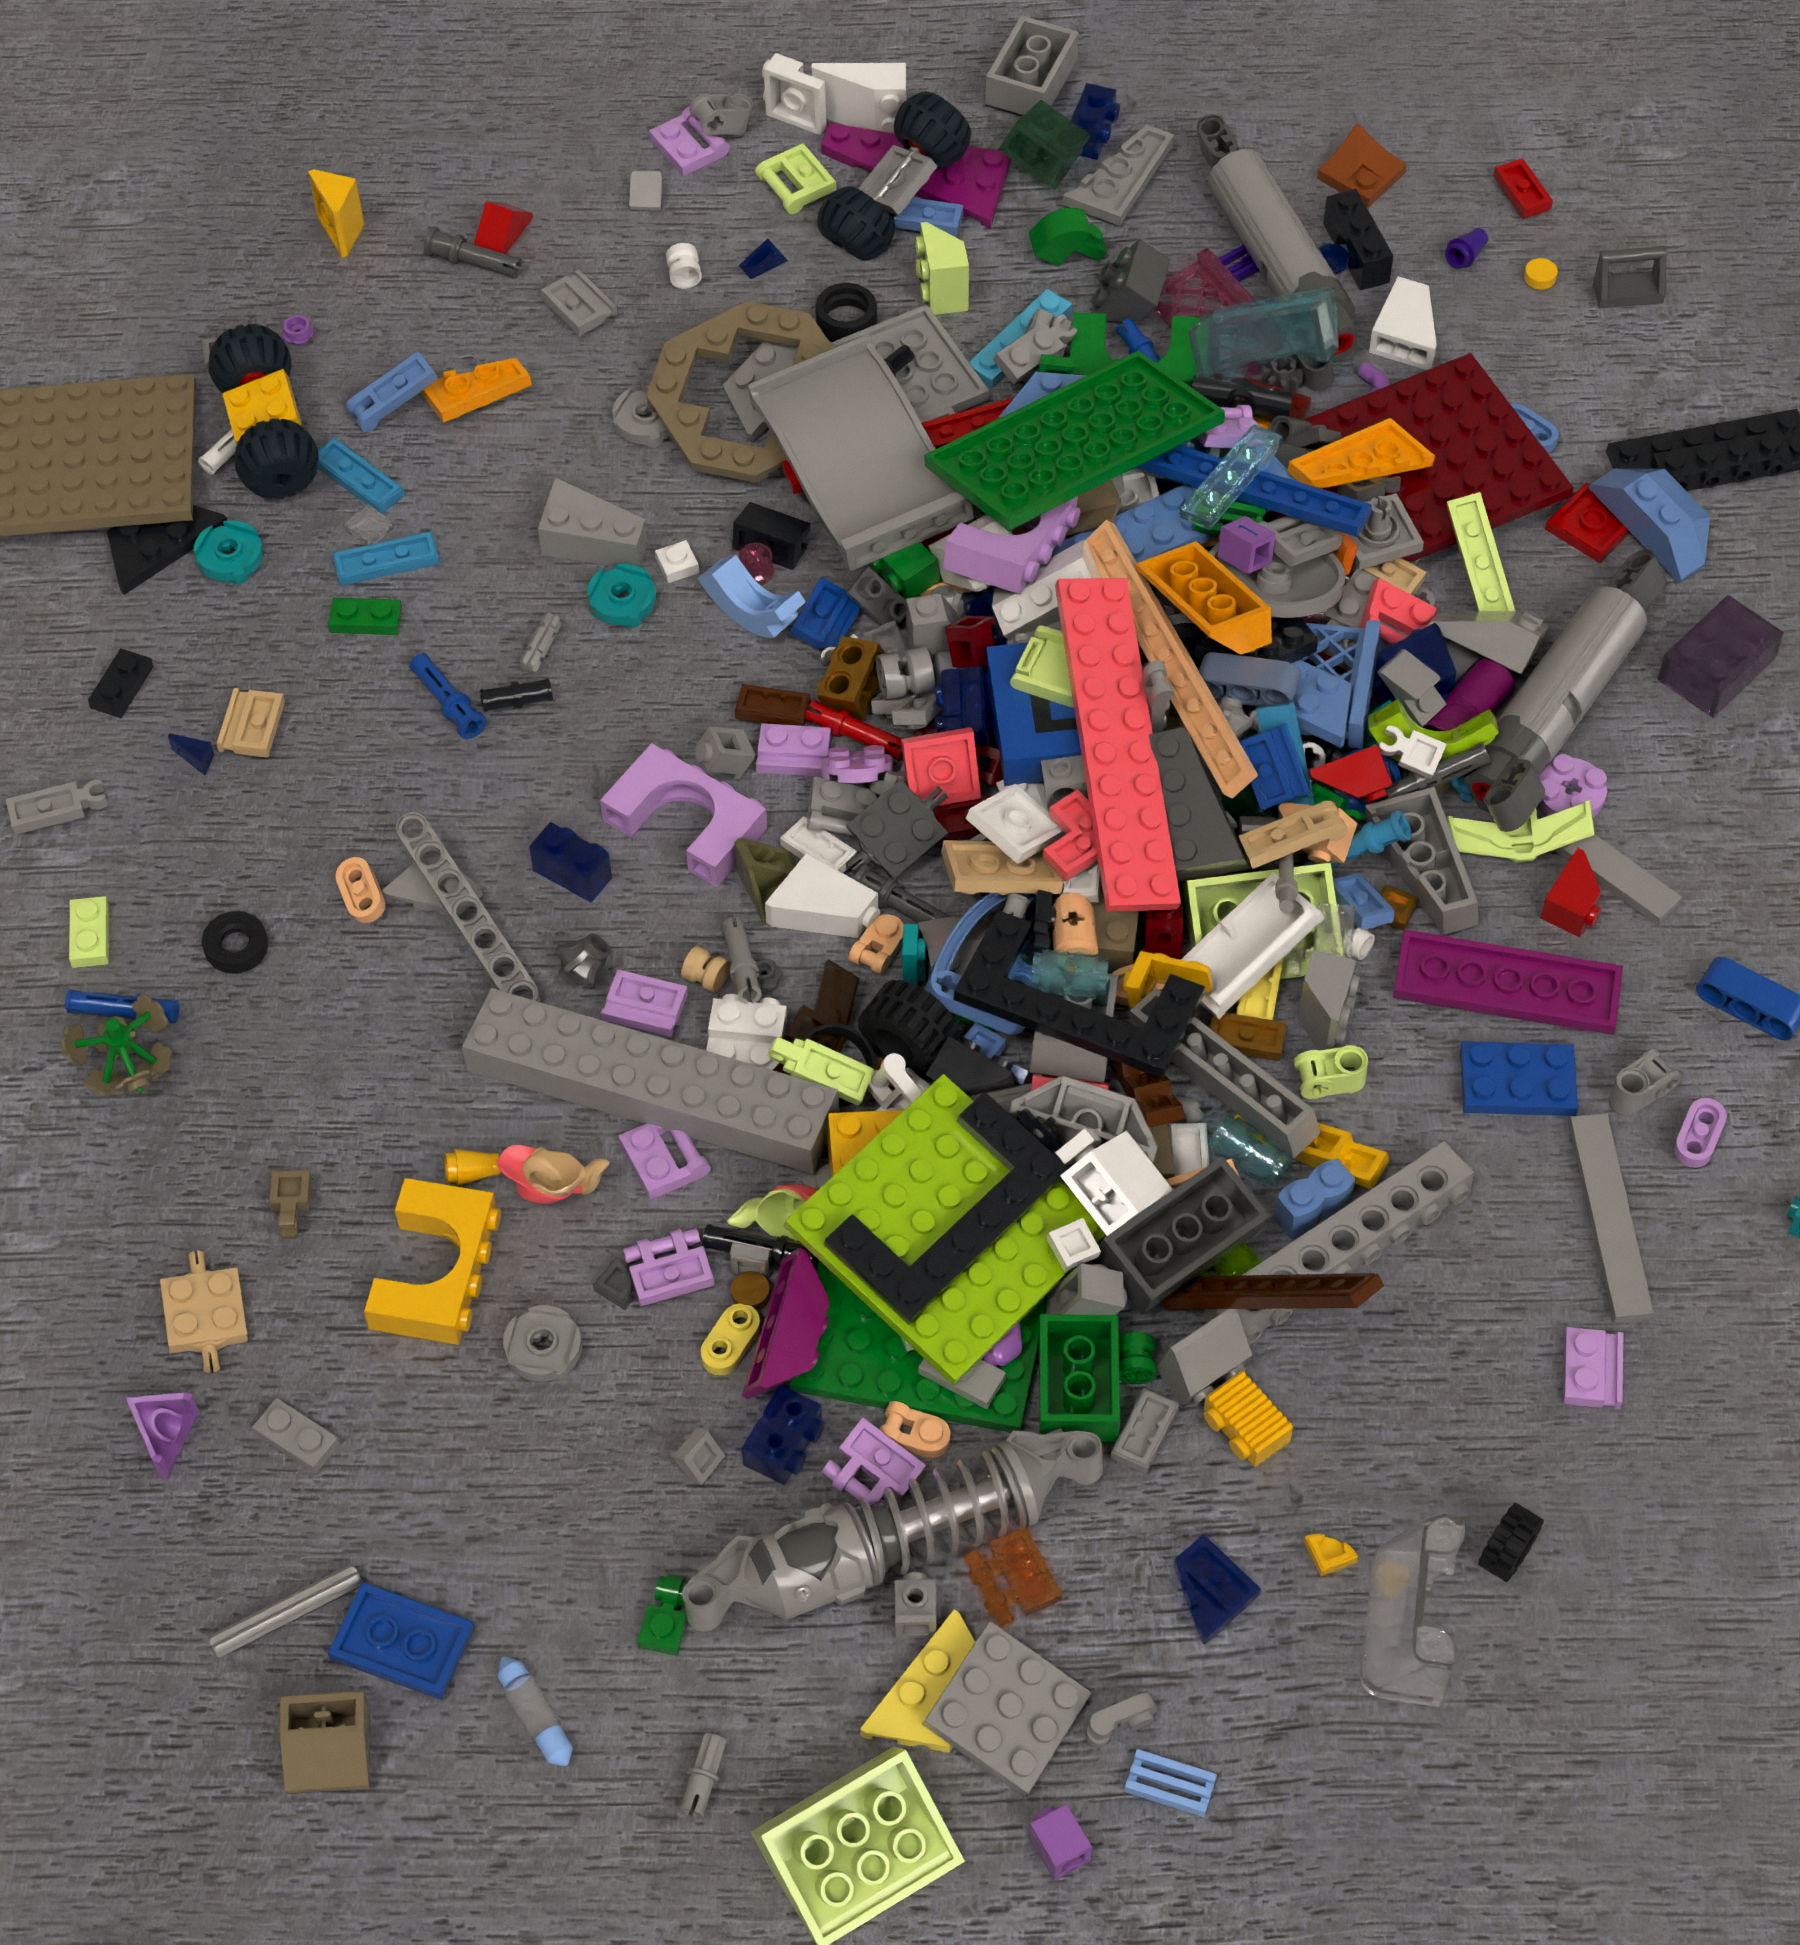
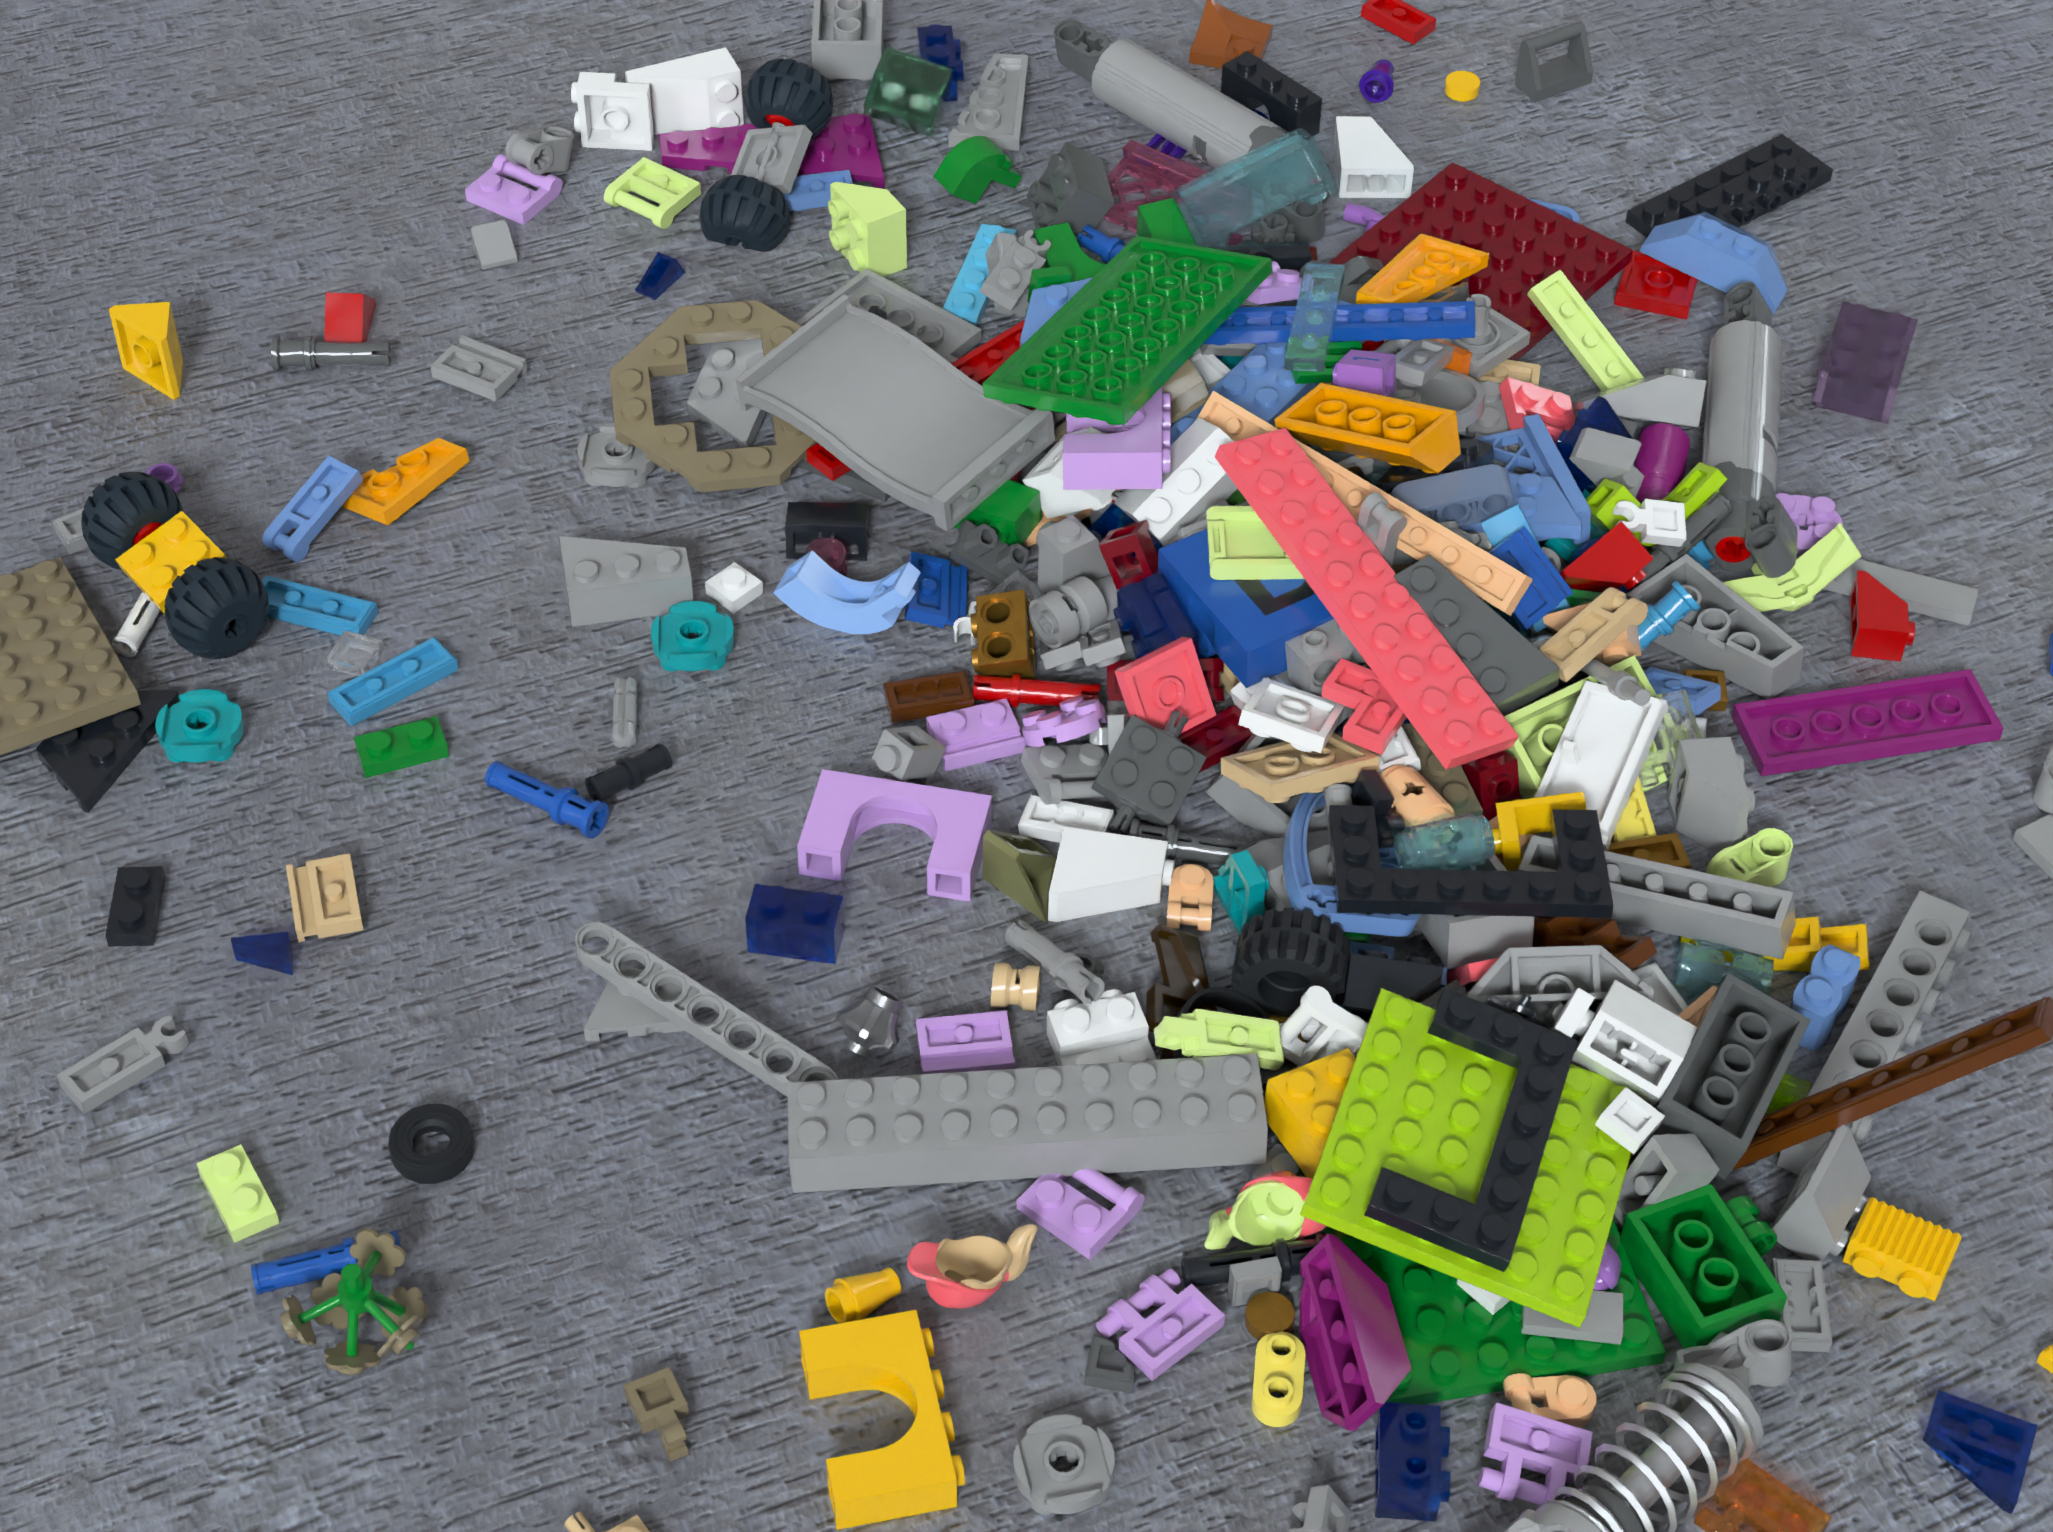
camera: 25 degrees left, 10 degrees down
(360, 893) = (561, 1036): light nougat plate -> none
(683, 265) = (574, 297): white wheel -> none
(845, 295) = (785, 283): black tyre -> none
(1518, 1078) = (1937, 812): blue plate -> none

